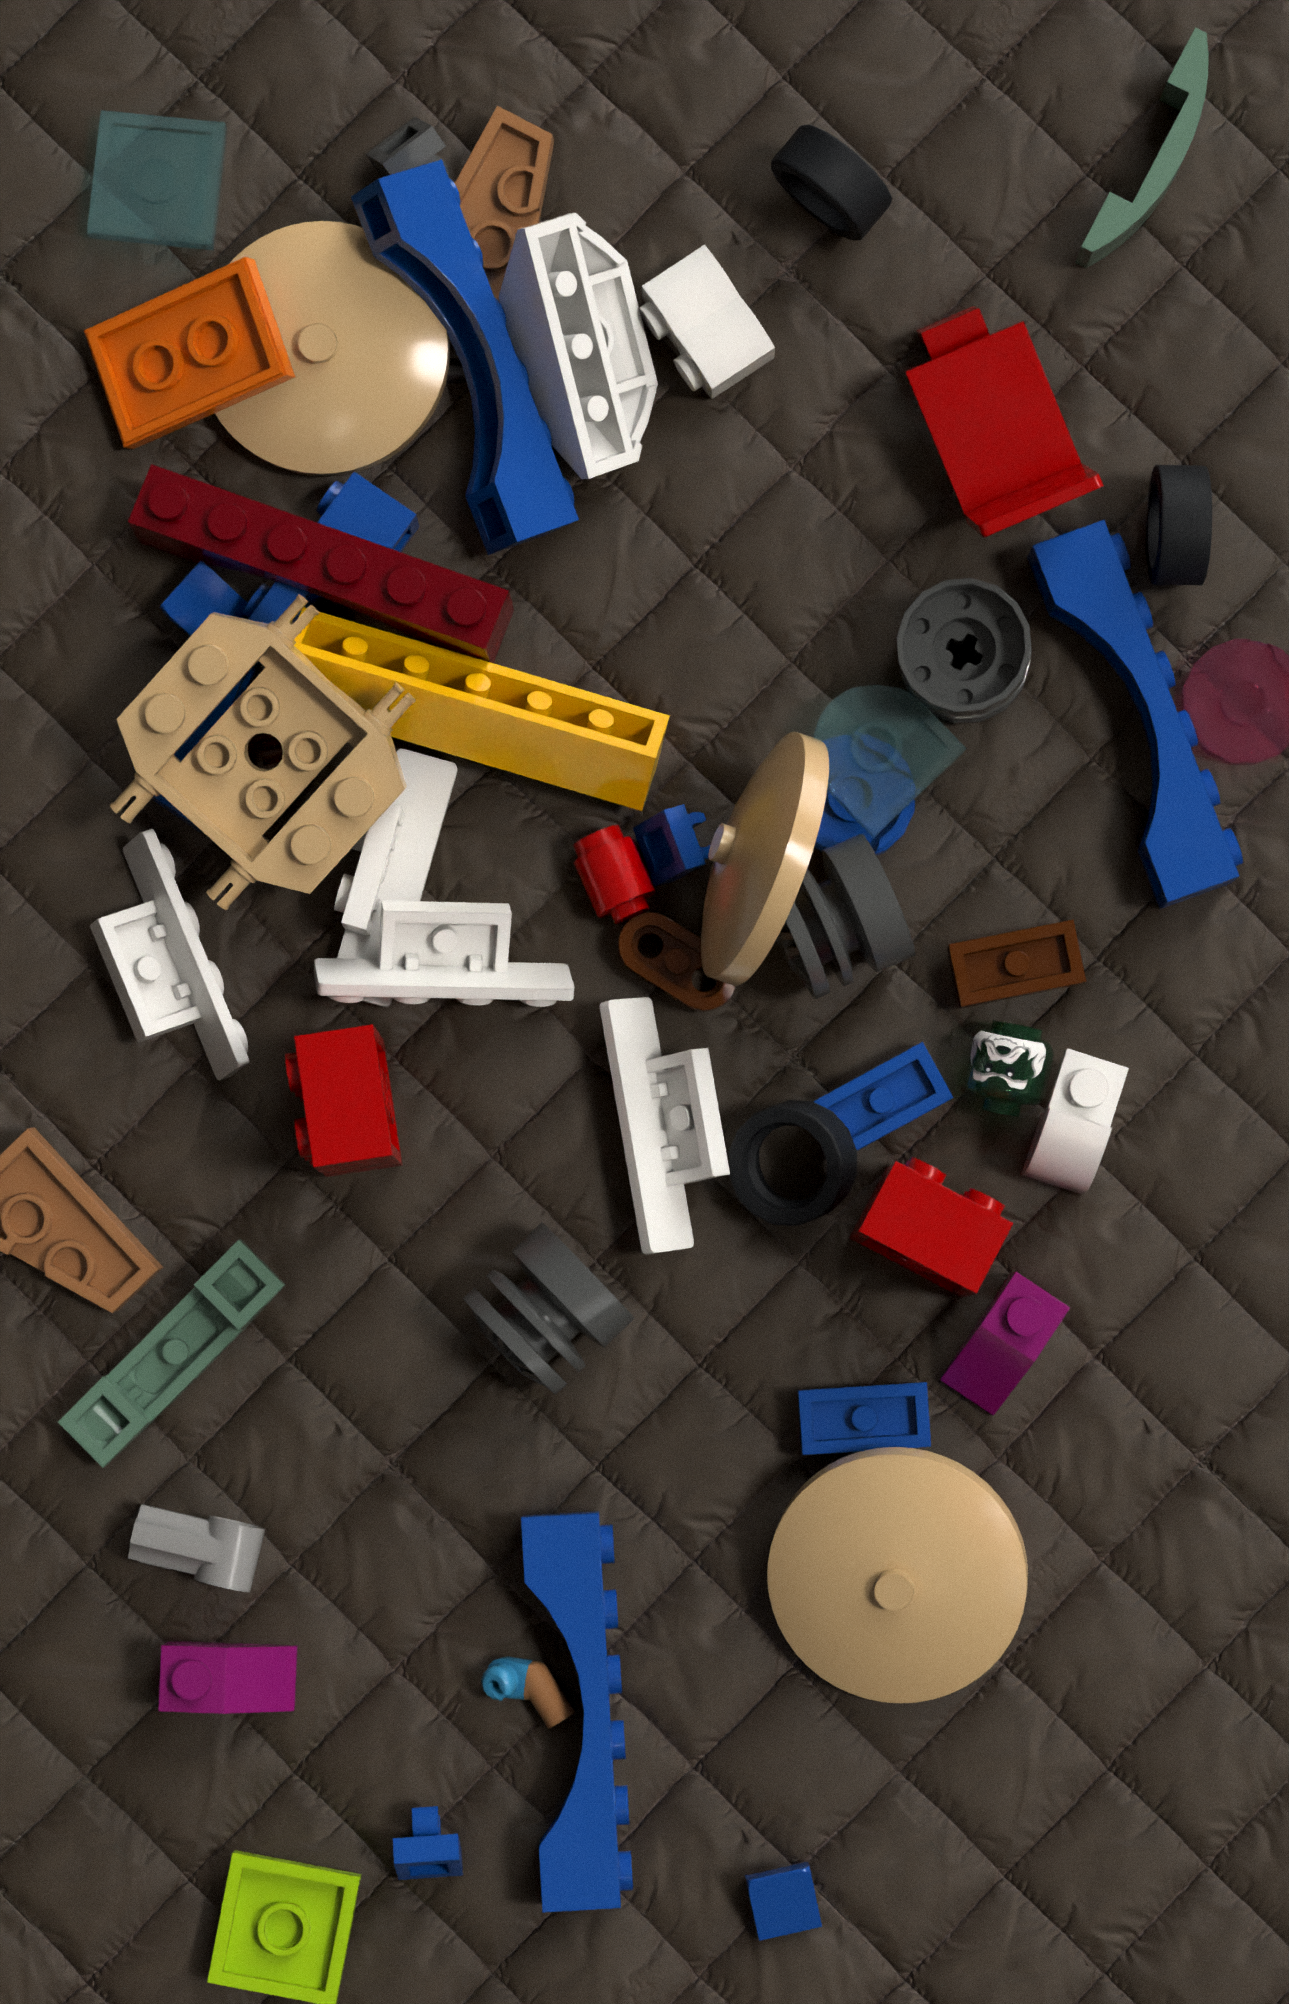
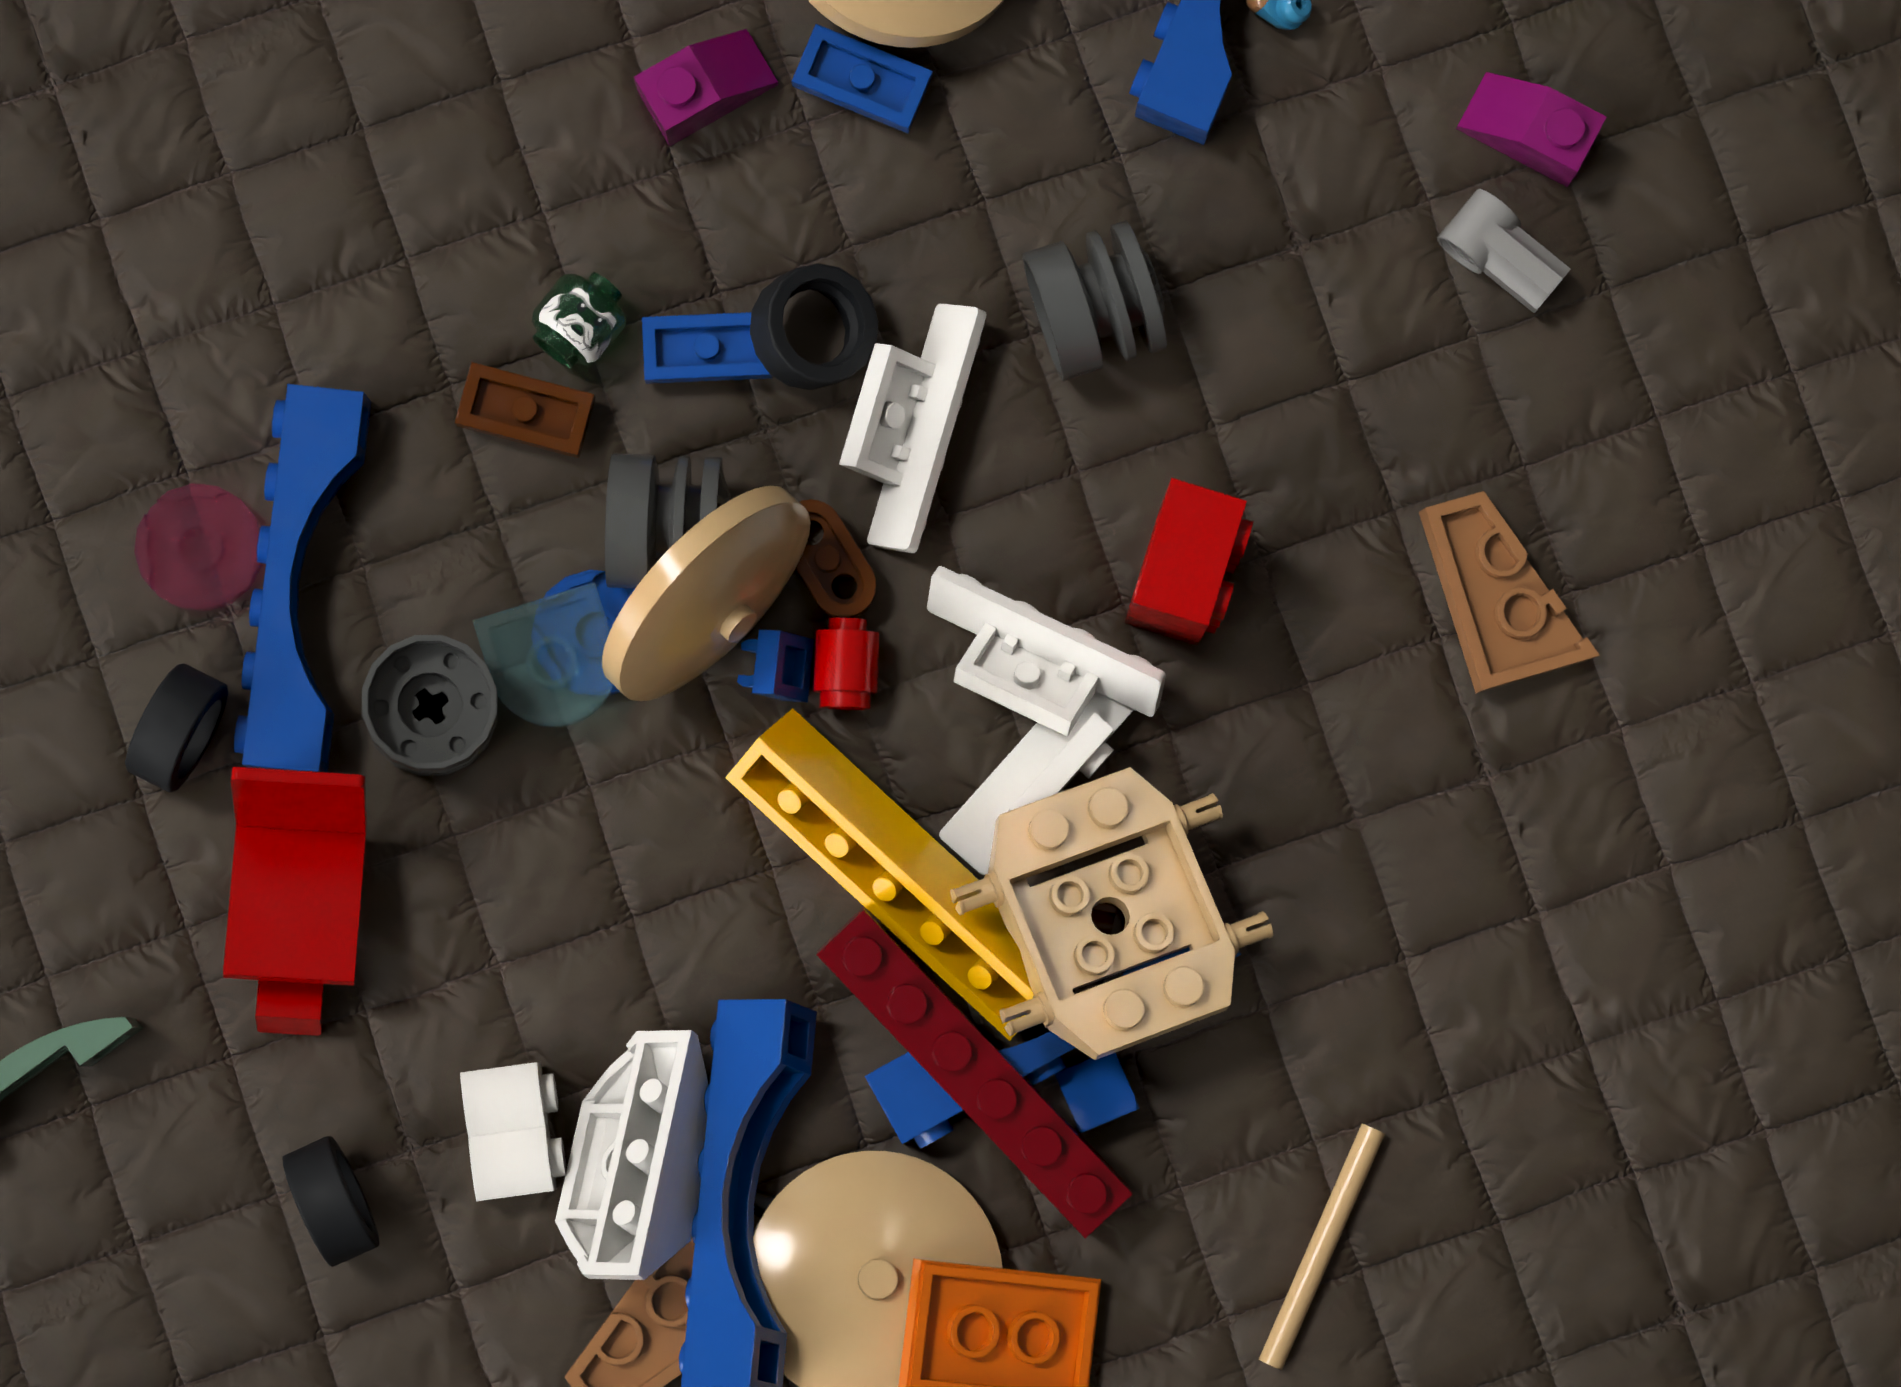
camera: 155 degrees left, 0 degrees up
(162, 964) = (1291, 781): white bracket -> none
(172, 1354) = (1447, 430): sand green slope -> none
(932, 1228) = (723, 198): red brick -> none
(1075, 1122) = (551, 232): white brick -> none

